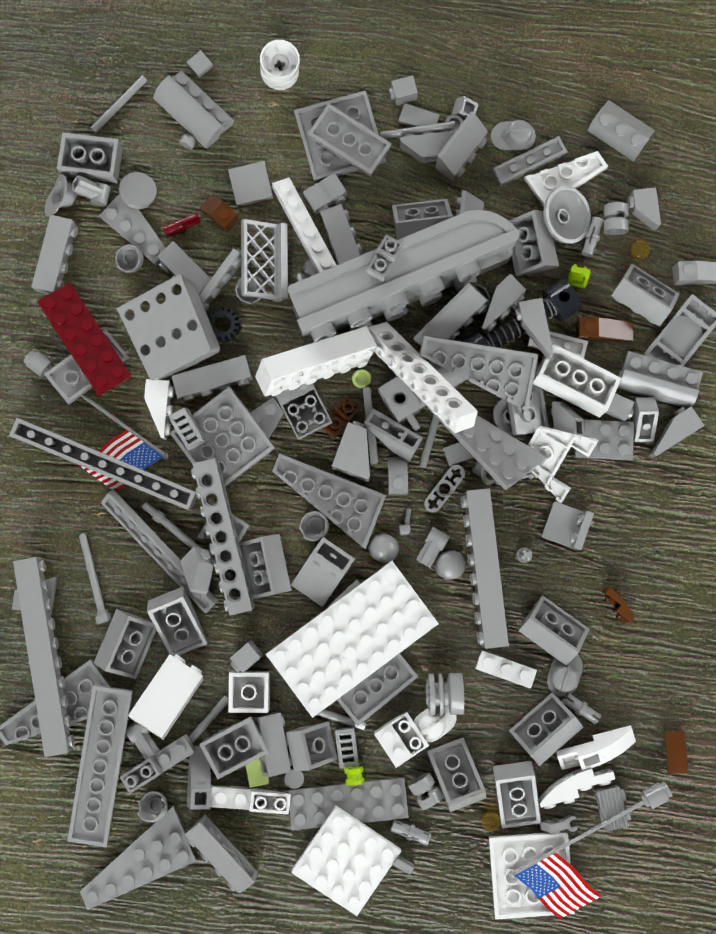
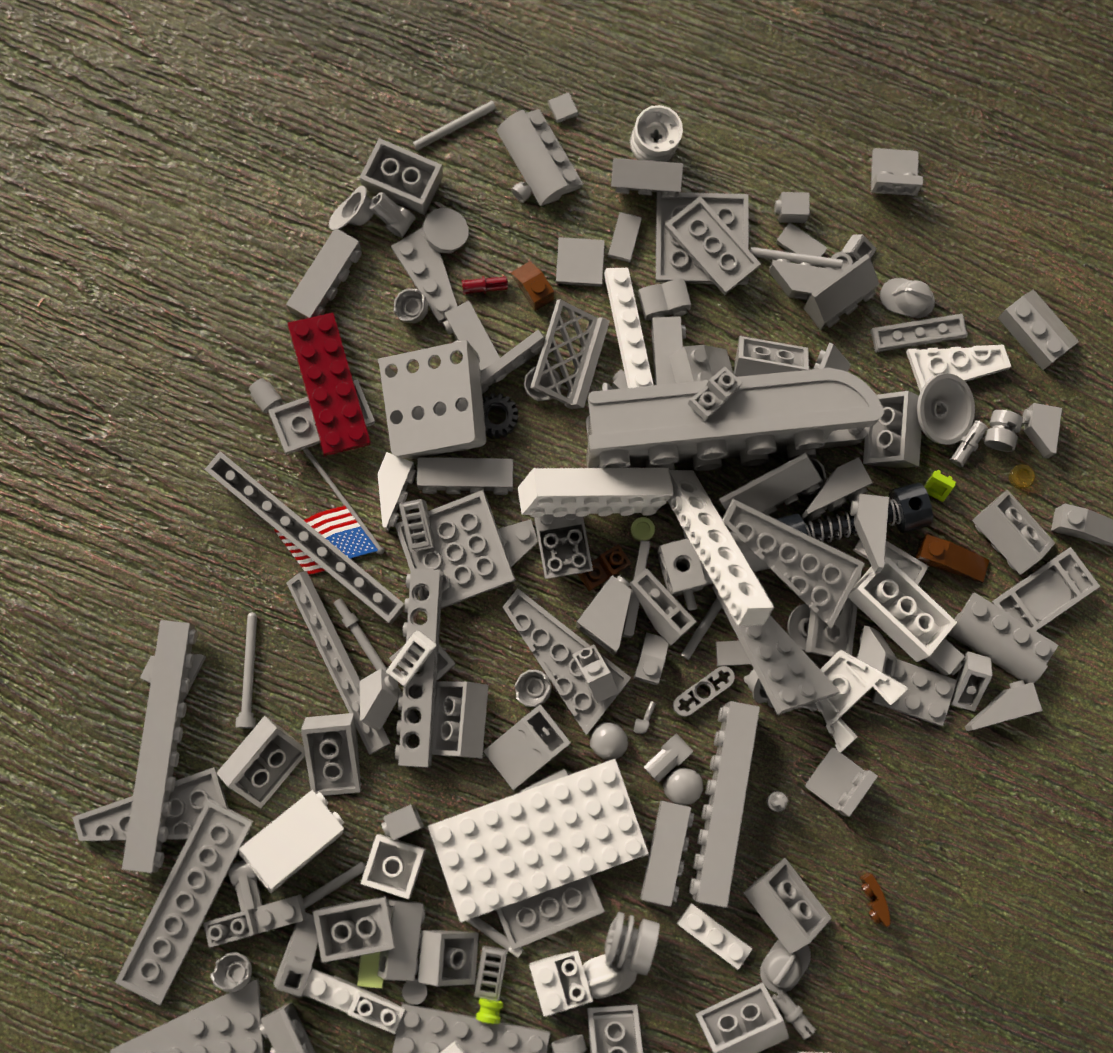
camera: 10 degrees right, 5 degrees down
(219, 516) = (424, 642): none -> white slope
(279, 153) = (624, 237): none -> light grey tile
(282, 100) = (646, 177): none -> light grey slope
(358, 500) = (595, 673): none -> light grey slope
(366, 236) = (698, 363): none -> light grey slope
(451, 619) = (666, 853): none -> light grey brick
(475, 38) = (895, 172): none -> light grey bracket

